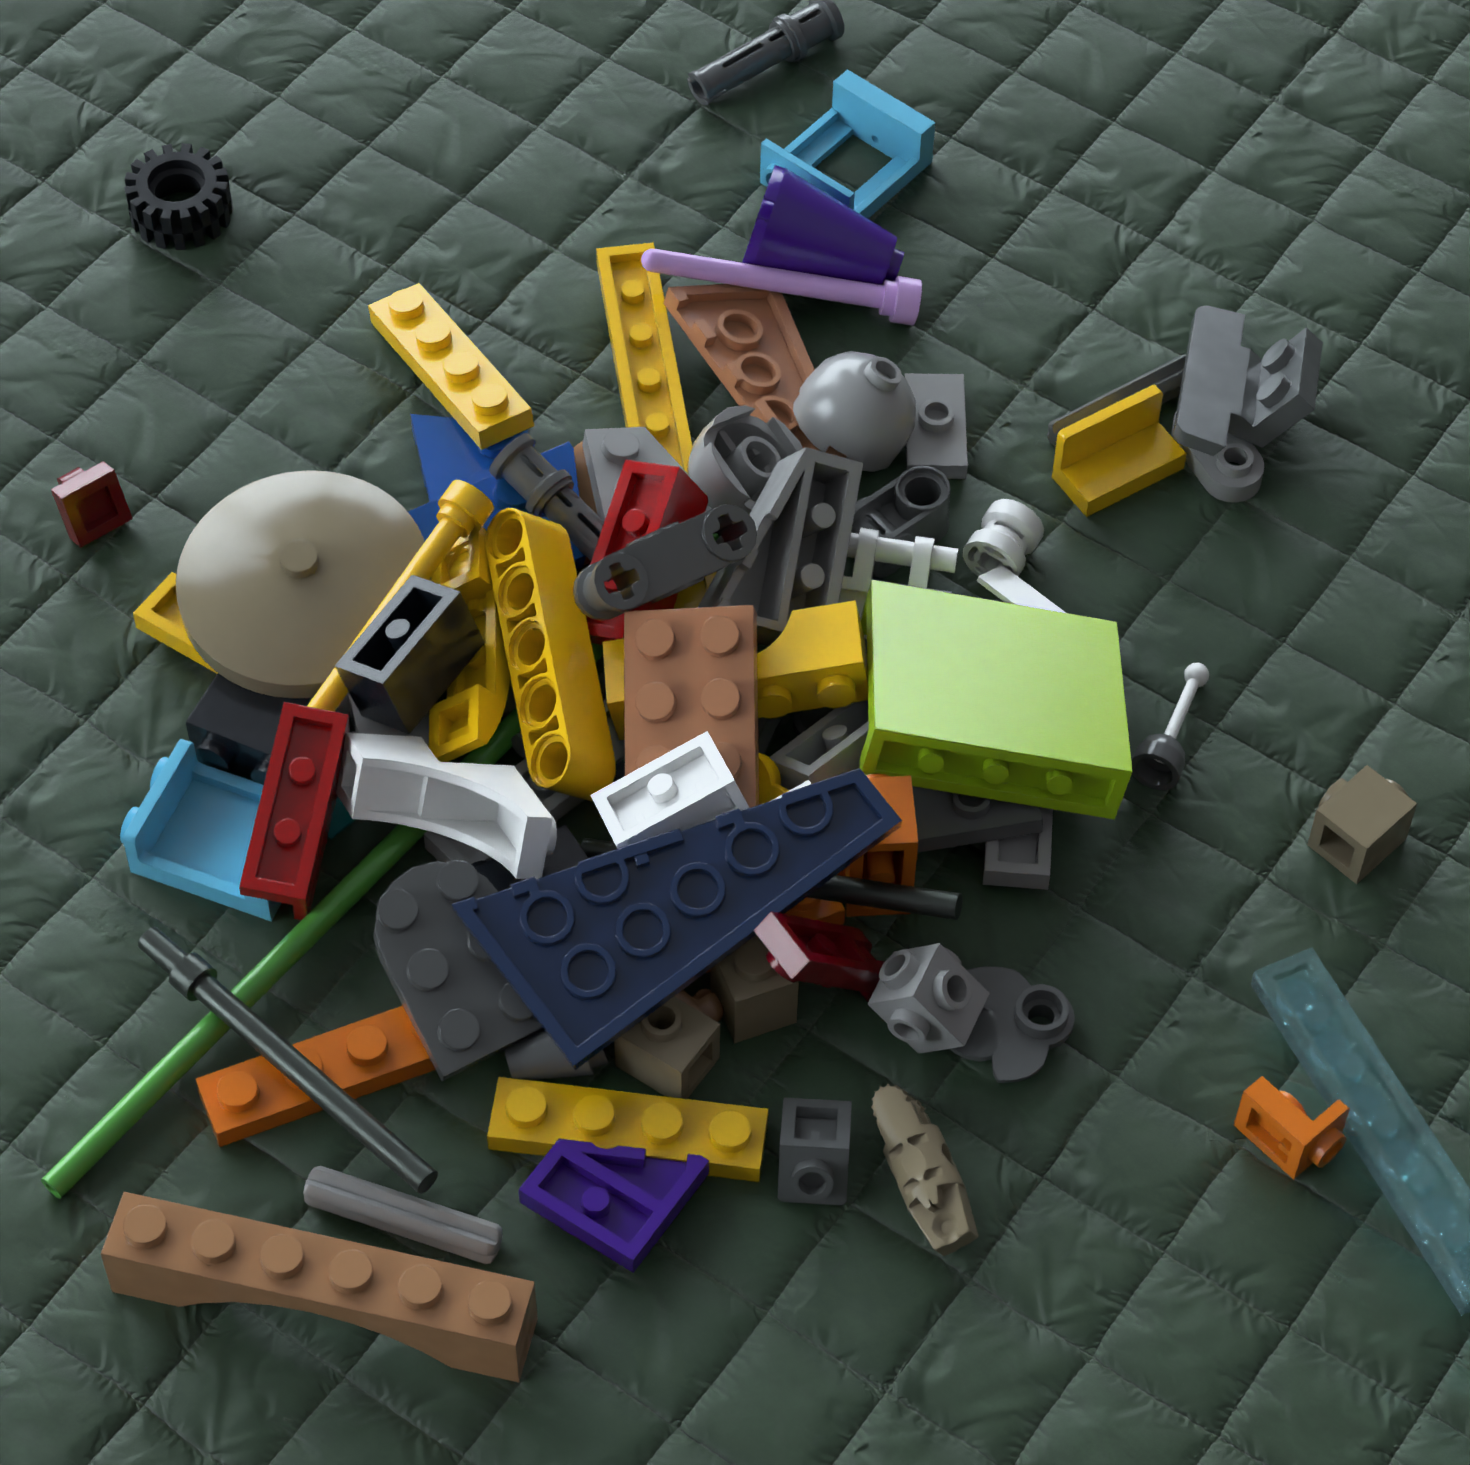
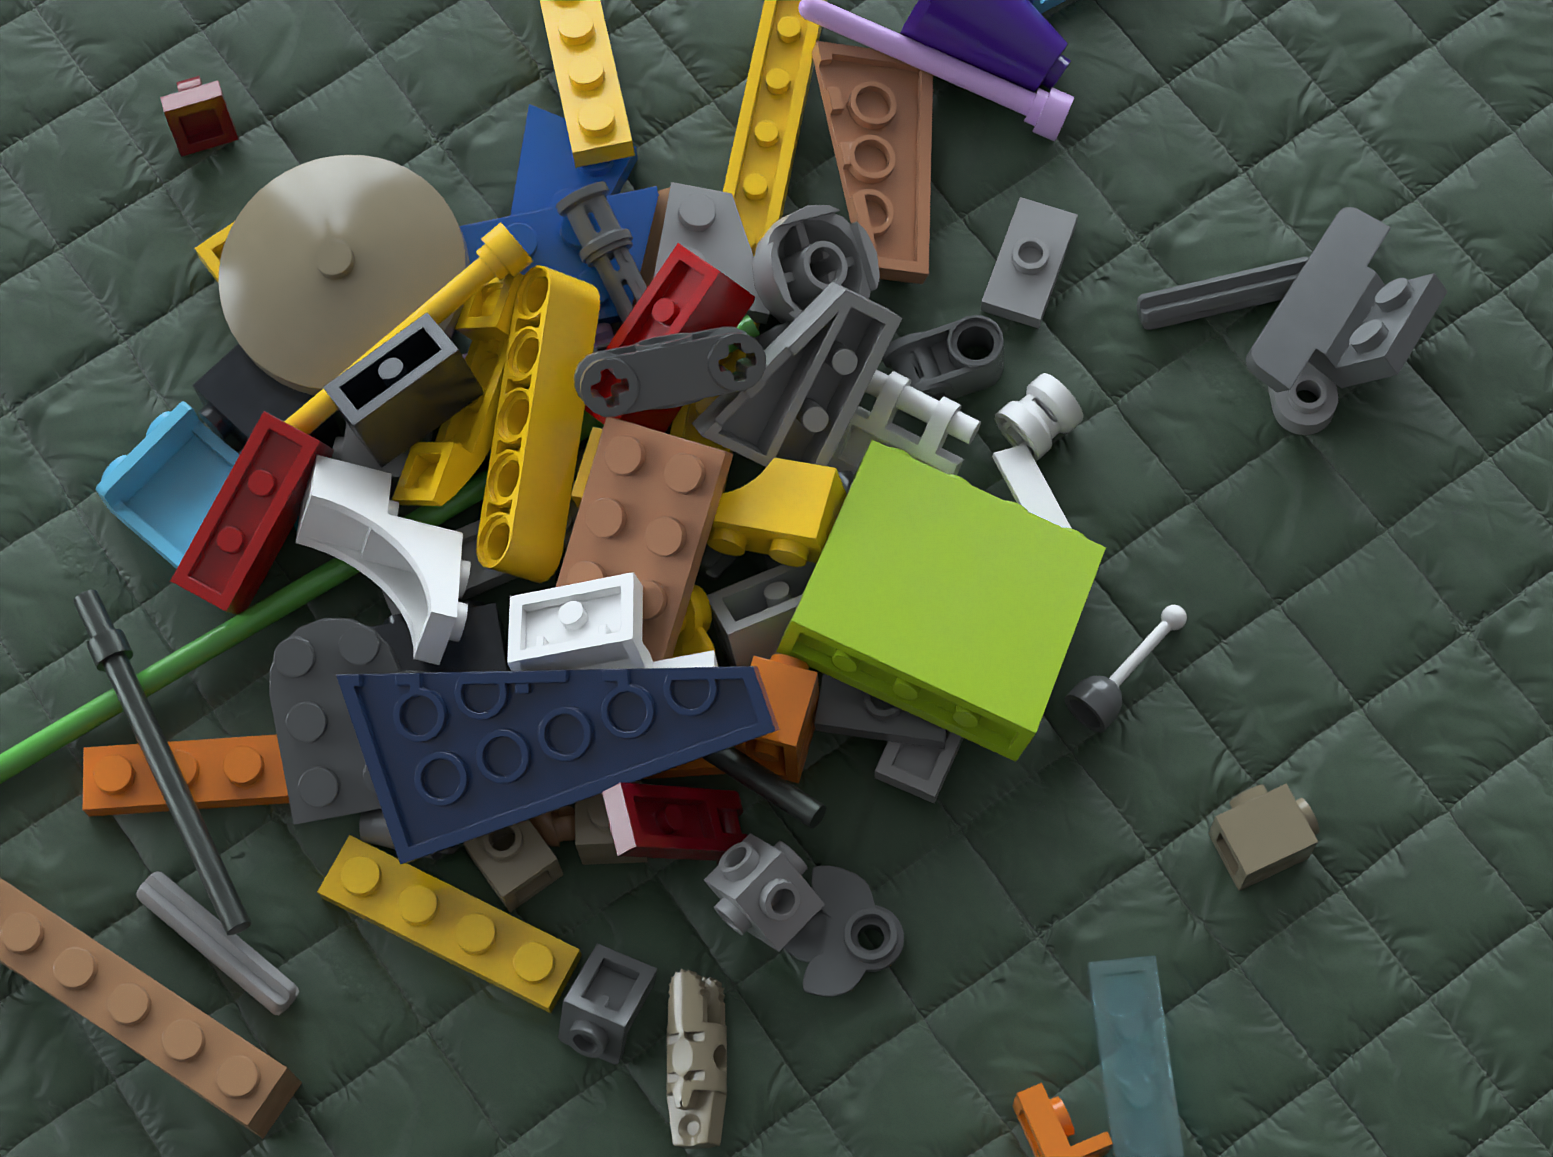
camera: 25 degrees right, 15 degrees up
(612, 1195) = (407, 989): dark purple wing -> none
(857, 408) = (947, 232): light grey cylinder -> none
(1116, 452) = (1191, 349): yellow panel -> none

